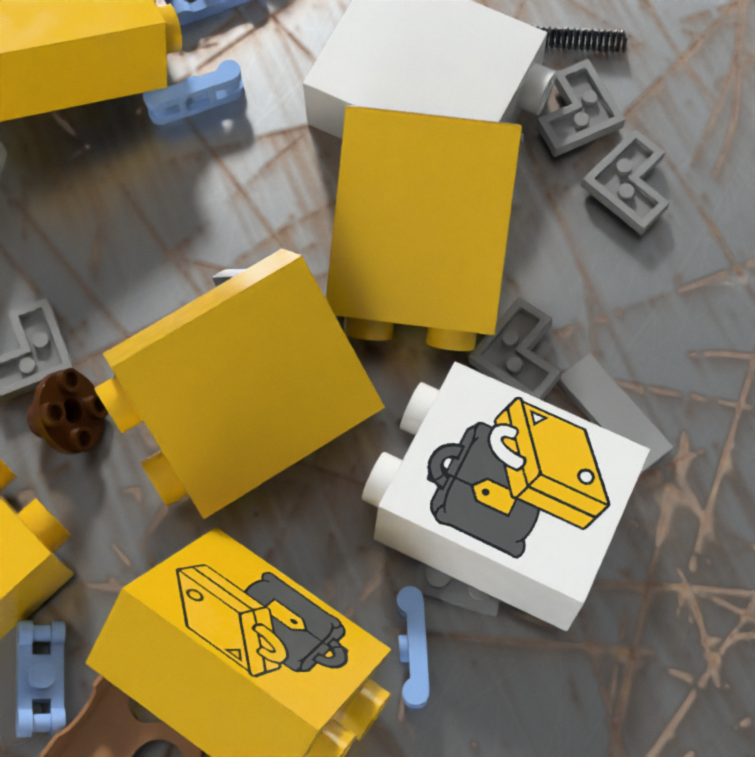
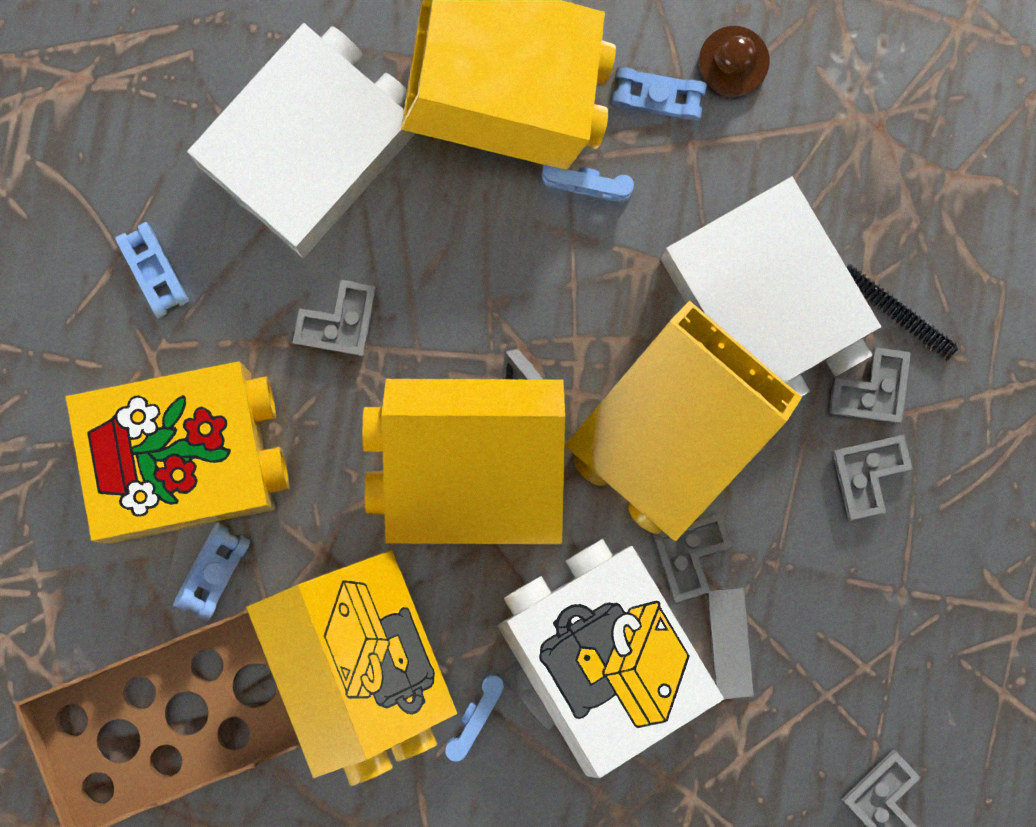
camera: 25 degrees right, 15 degrees up
(67, 412) = (338, 391): reddish brown plate -> none

